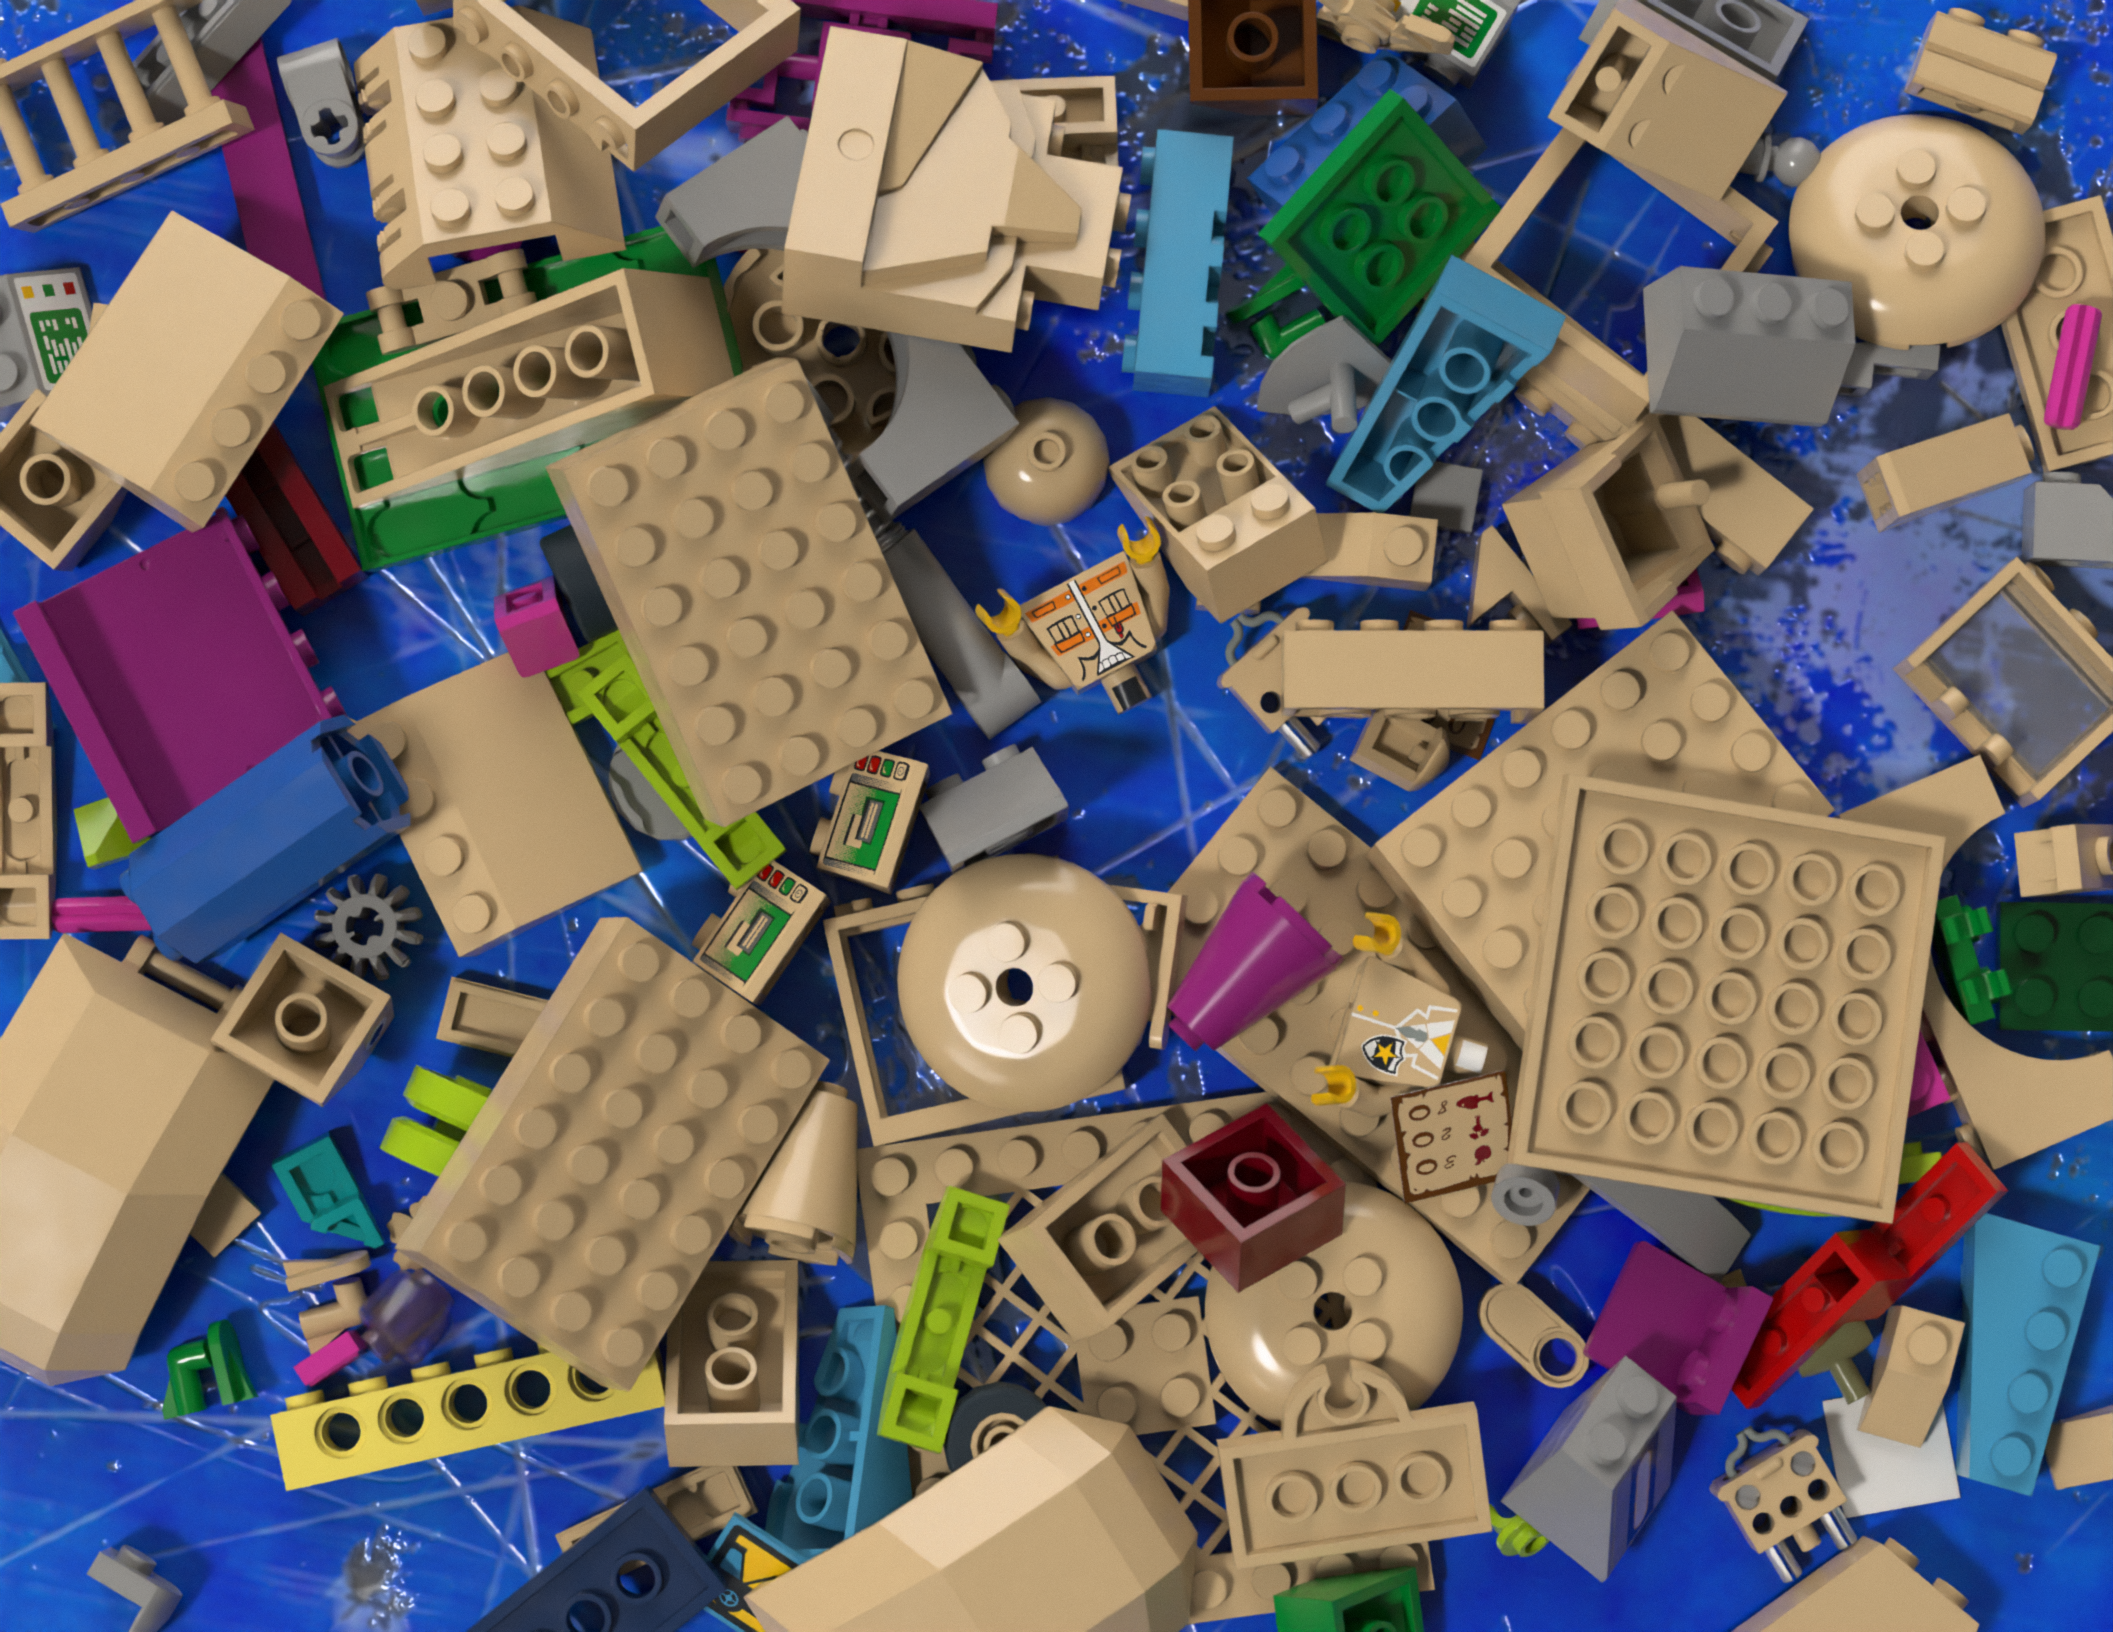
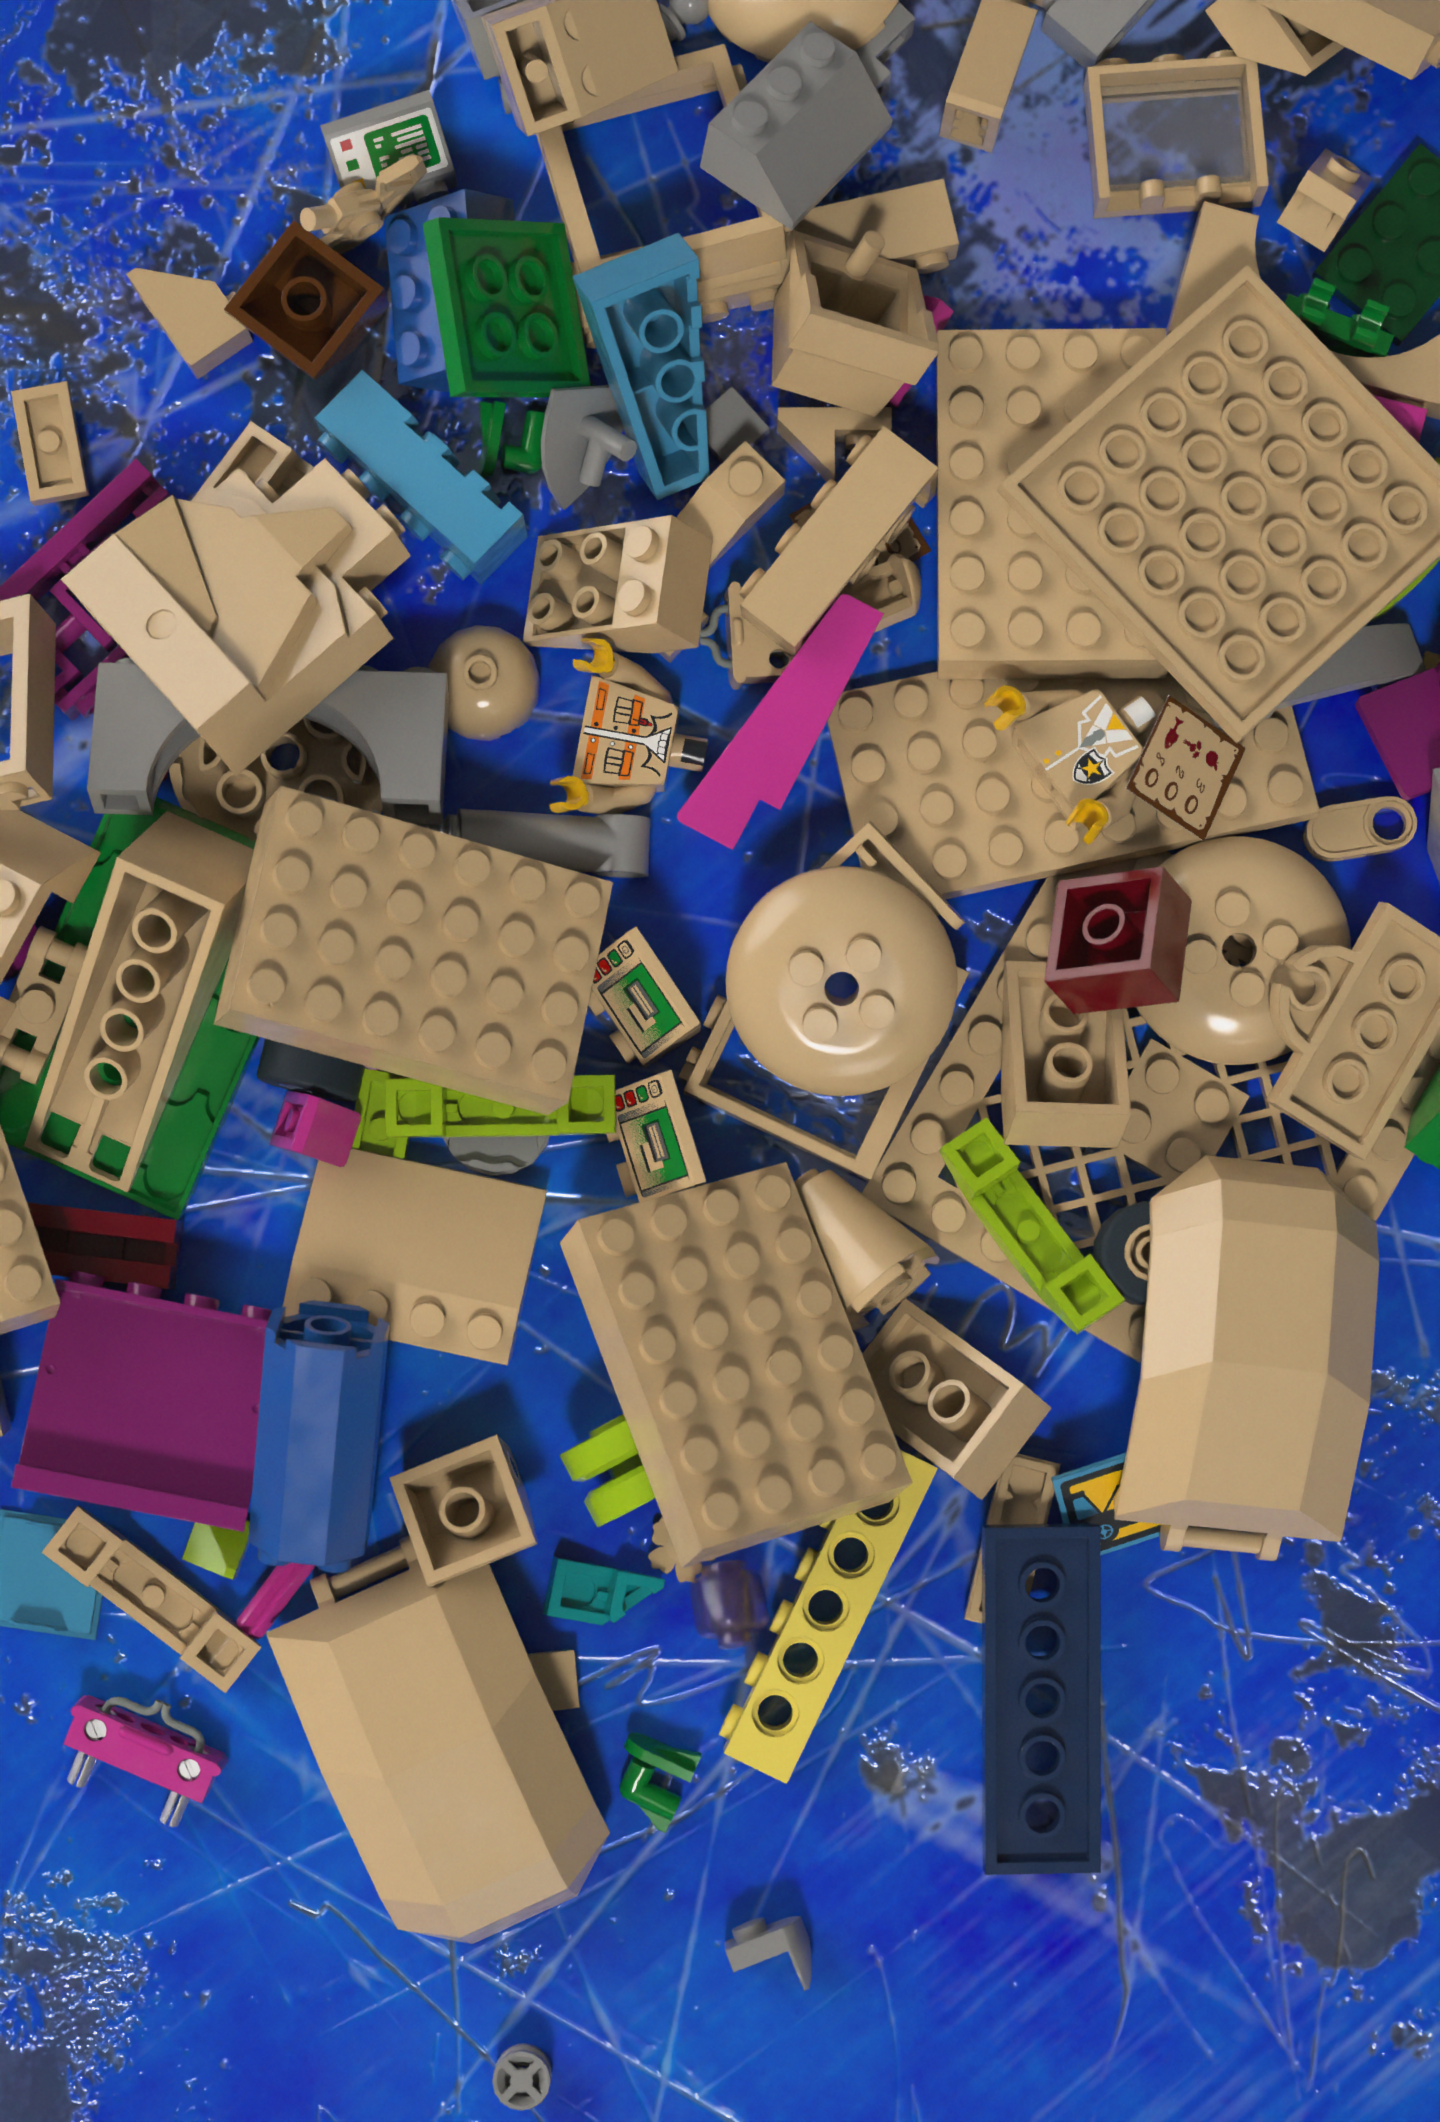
camera: 55 degrees left, 0 degrees up
(326, 1322) = (687, 1662): tan piece -> none
(331, 1358) = (716, 1680): dark pink tile -> none
(359, 907) = (414, 1412): light grey gear -> none
(487, 1017) = (565, 1379): tan tile -> none
(844, 1468) = (1082, 1377): dark azure wedge -> none
(994, 808) = (700, 908): light grey slope -> none
(1210, 755) = (783, 727): none -> dark pink wedge
(1249, 967) = (956, 814): magenta cone -> none
(1525, 1194) = (1264, 751): light grey tile -> none

